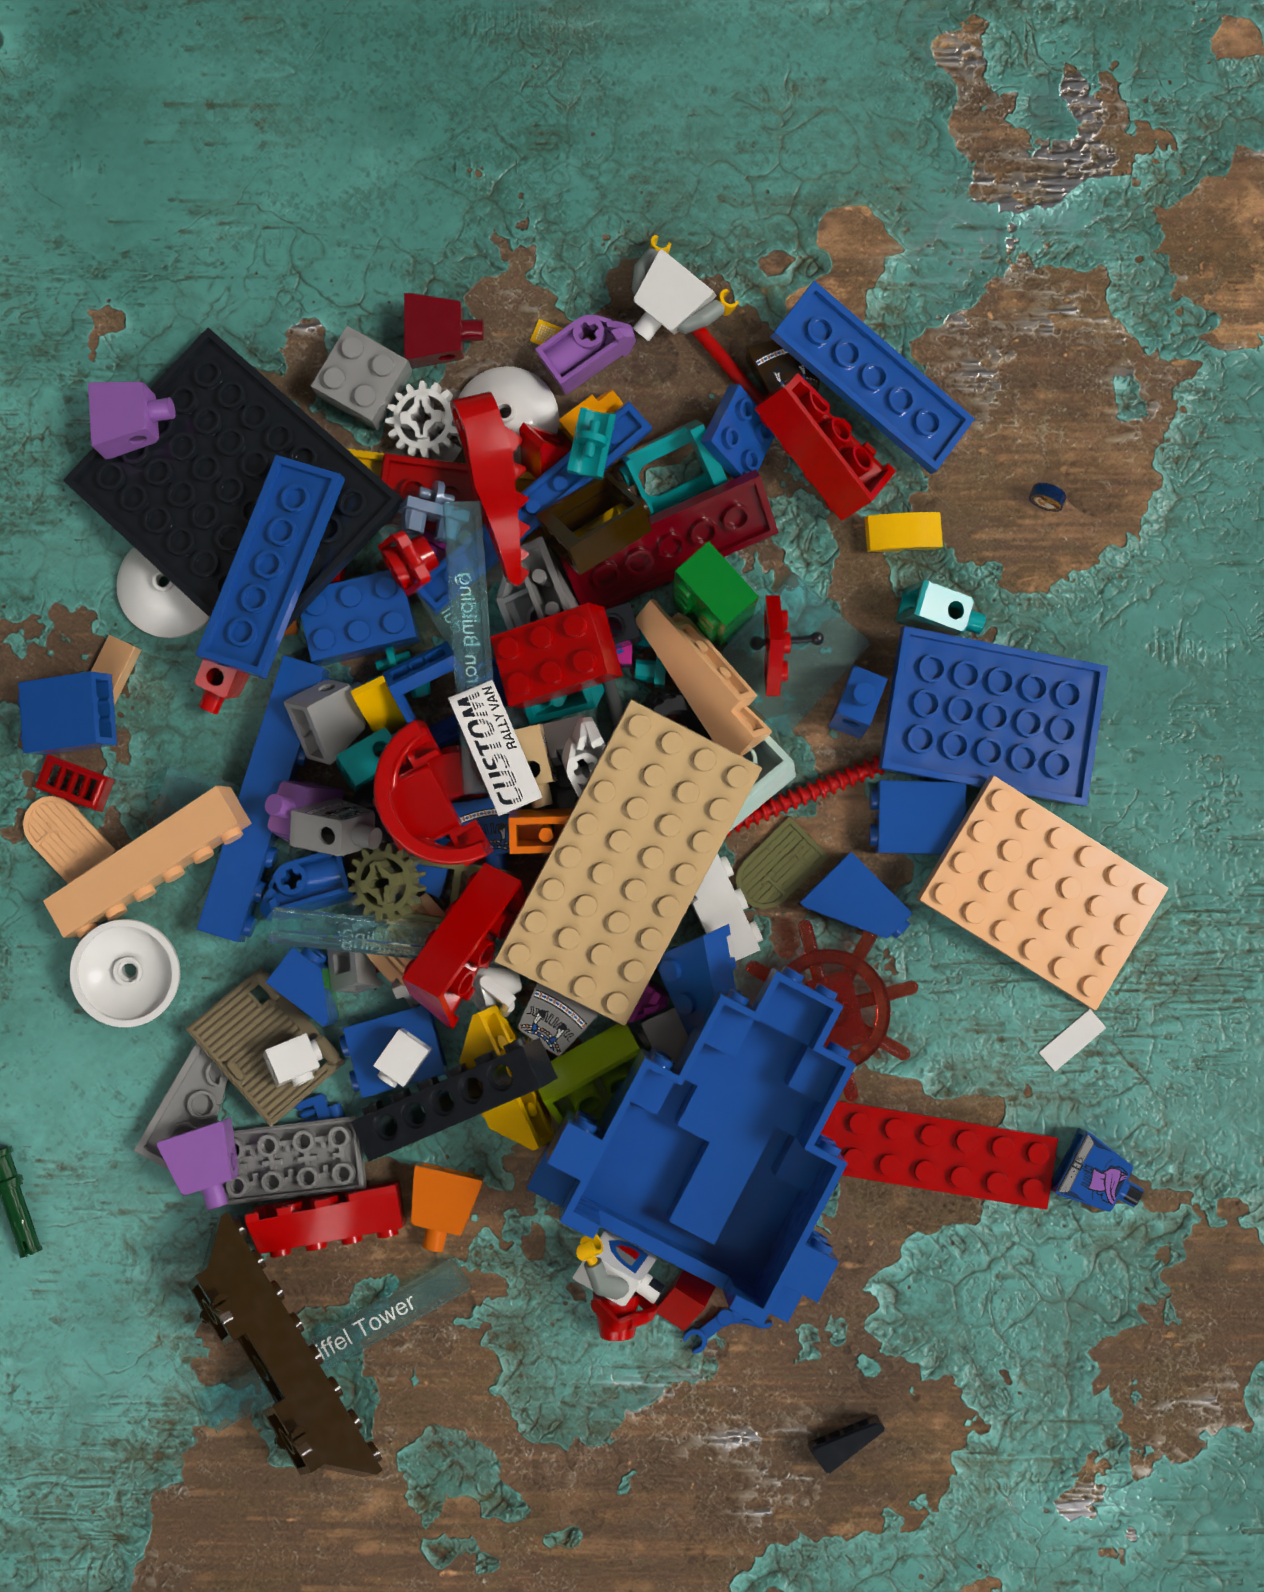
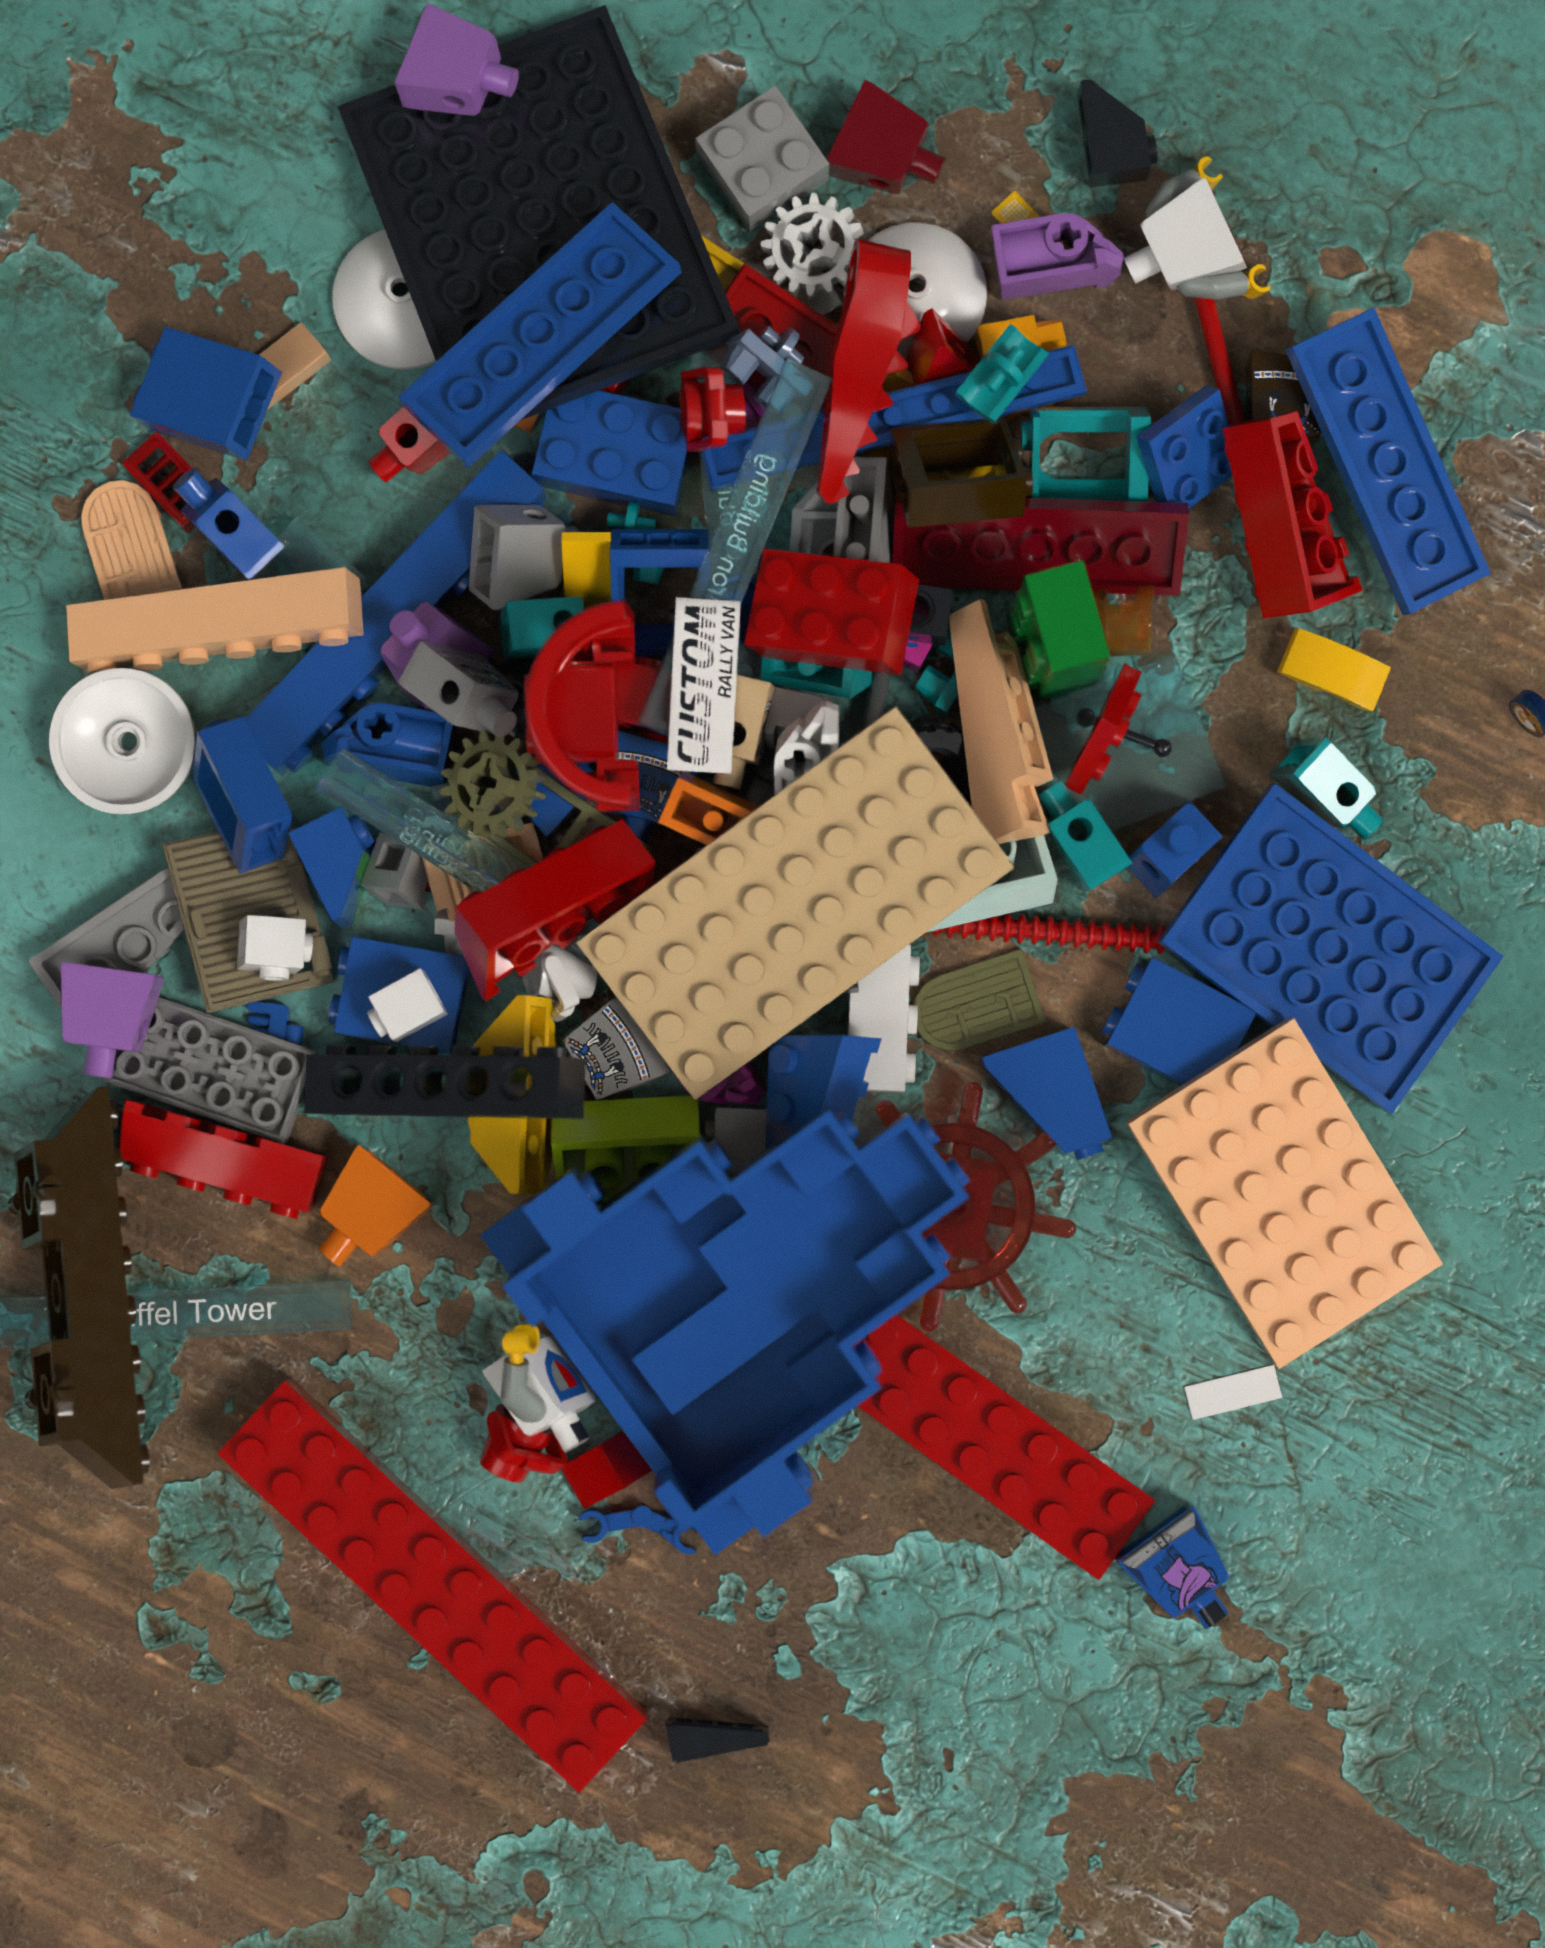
camera: 25 degrees right, 0 degrees up
(132, 795) = (236, 530): none -> blue torso
(221, 970) = (241, 794): none -> blue window
(587, 253) = (1113, 138): none -> black slope
(610, 1433) = (434, 1584): none -> red brick
(755, 567) = (1126, 626): none -> clear orange helmet
(810, 729) = (1098, 854): none -> teal torso

